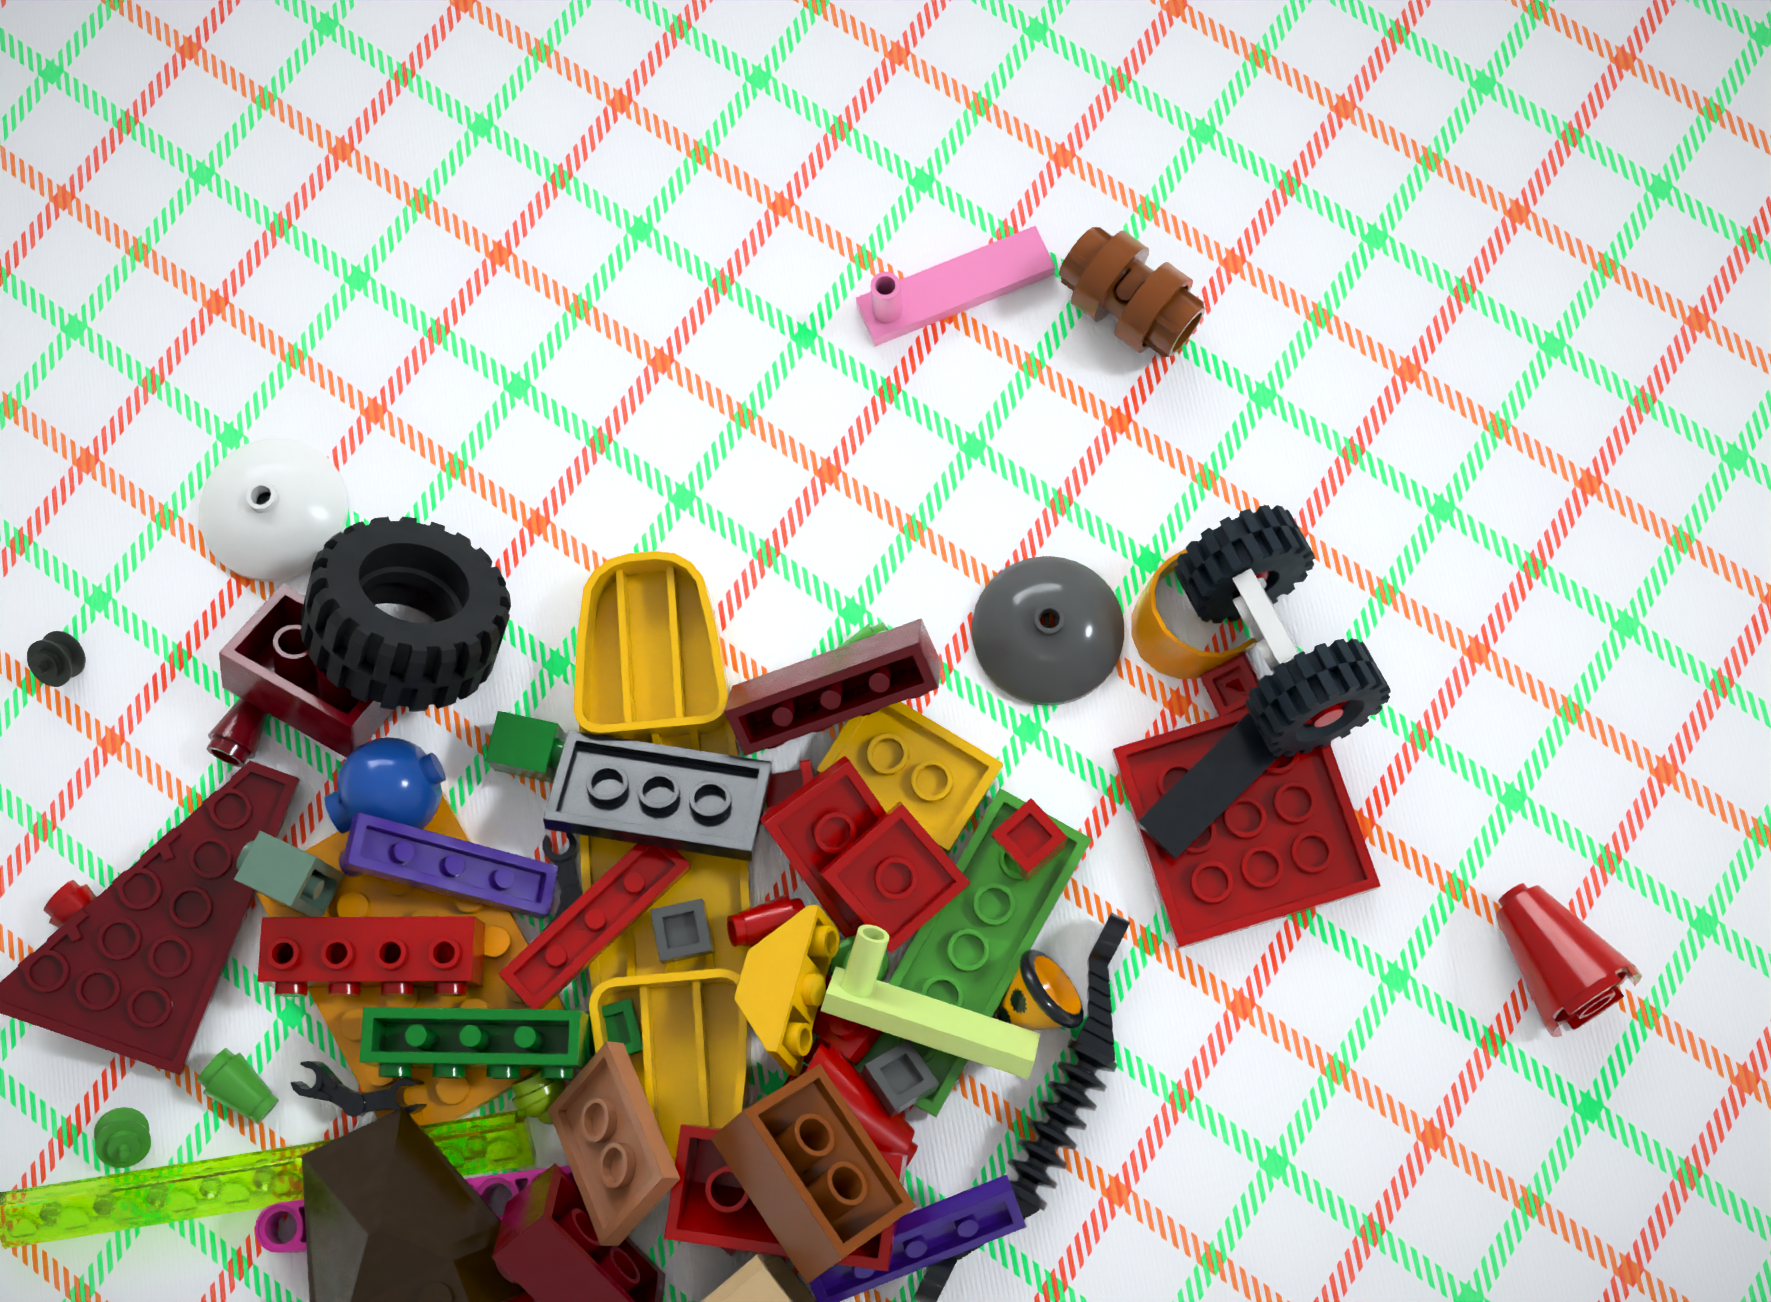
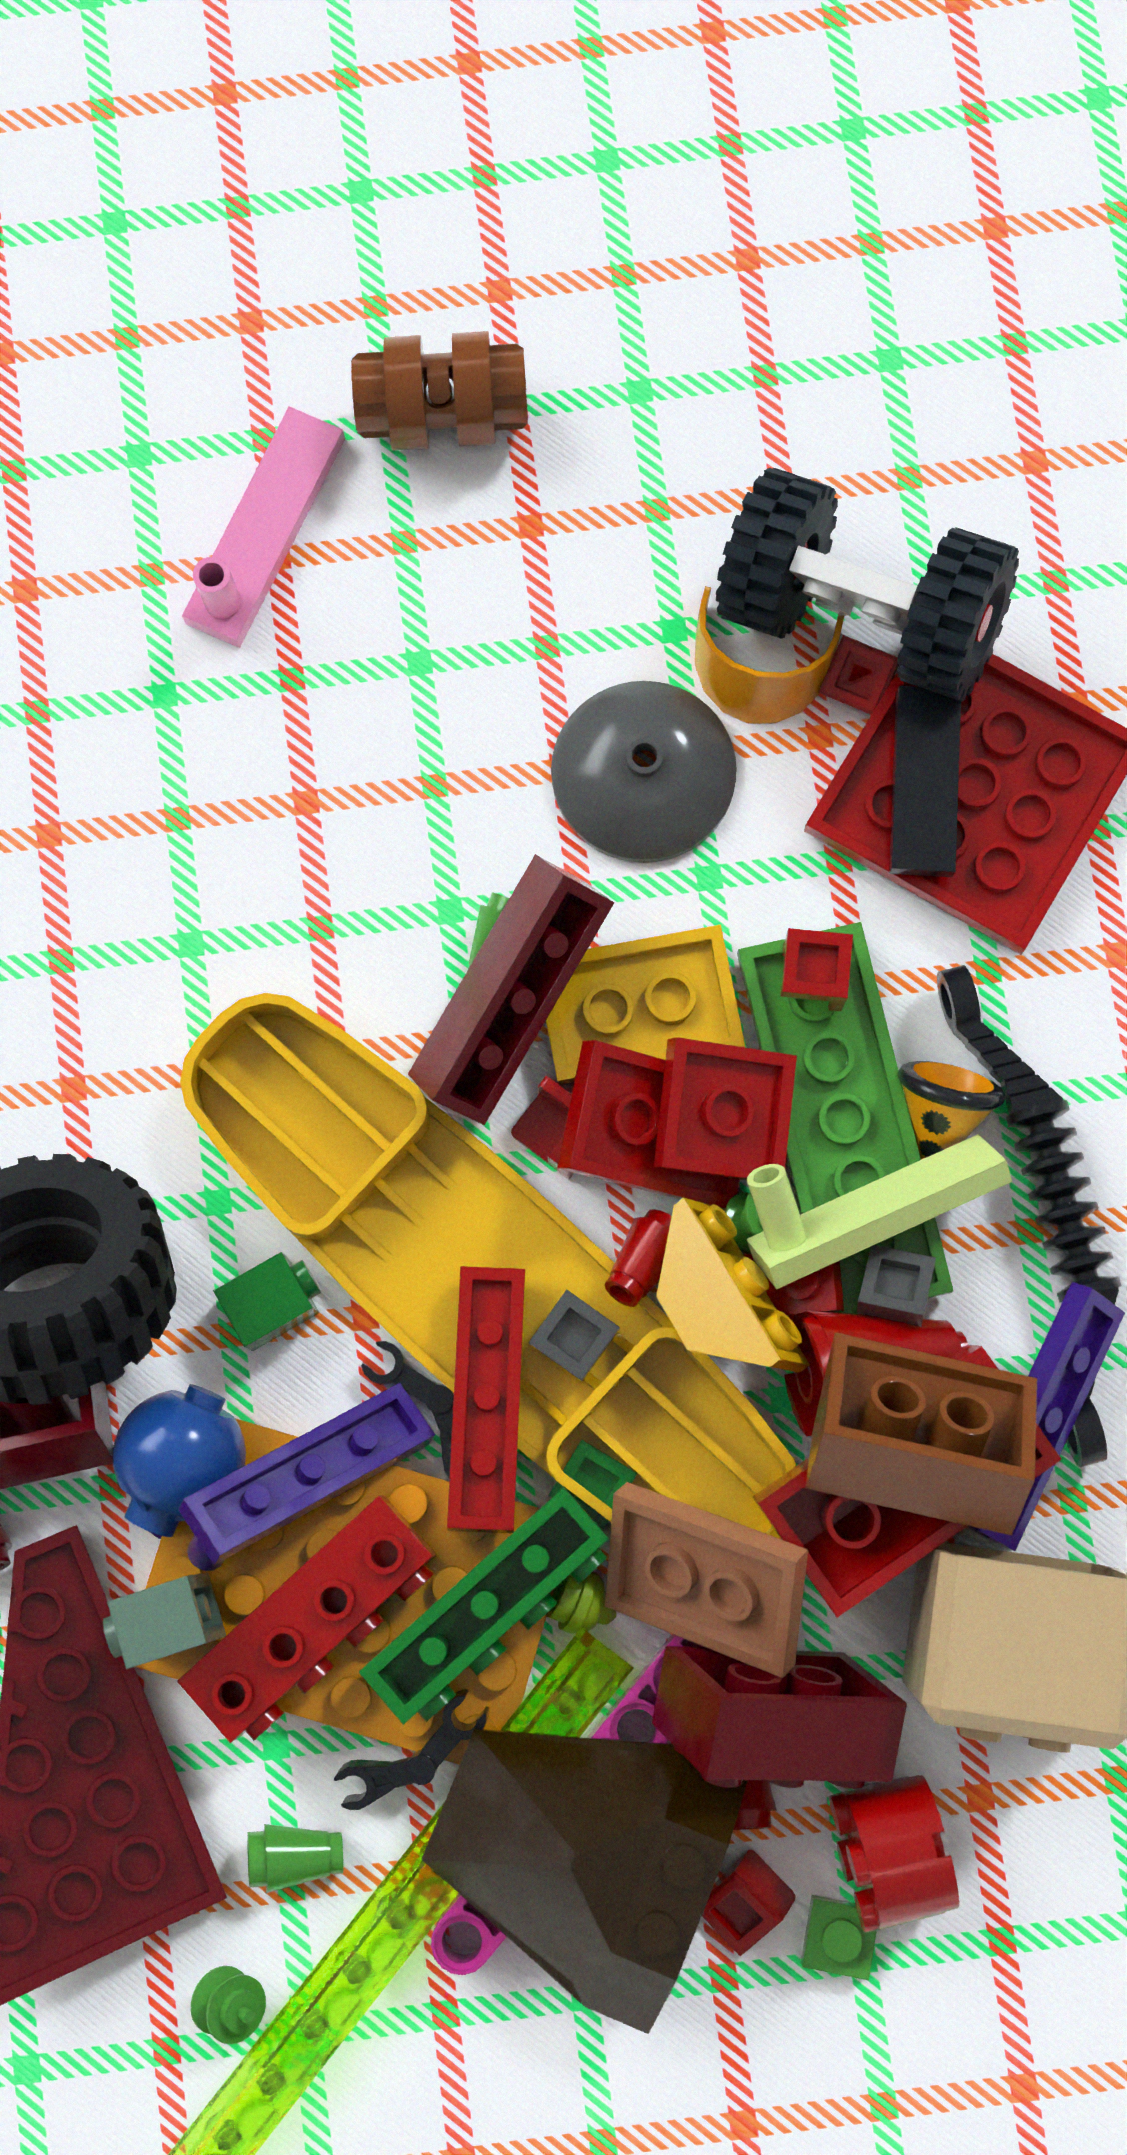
camera: 45 degrees left, 5 degrees up
(658, 795) = (439, 1233): plate -> none

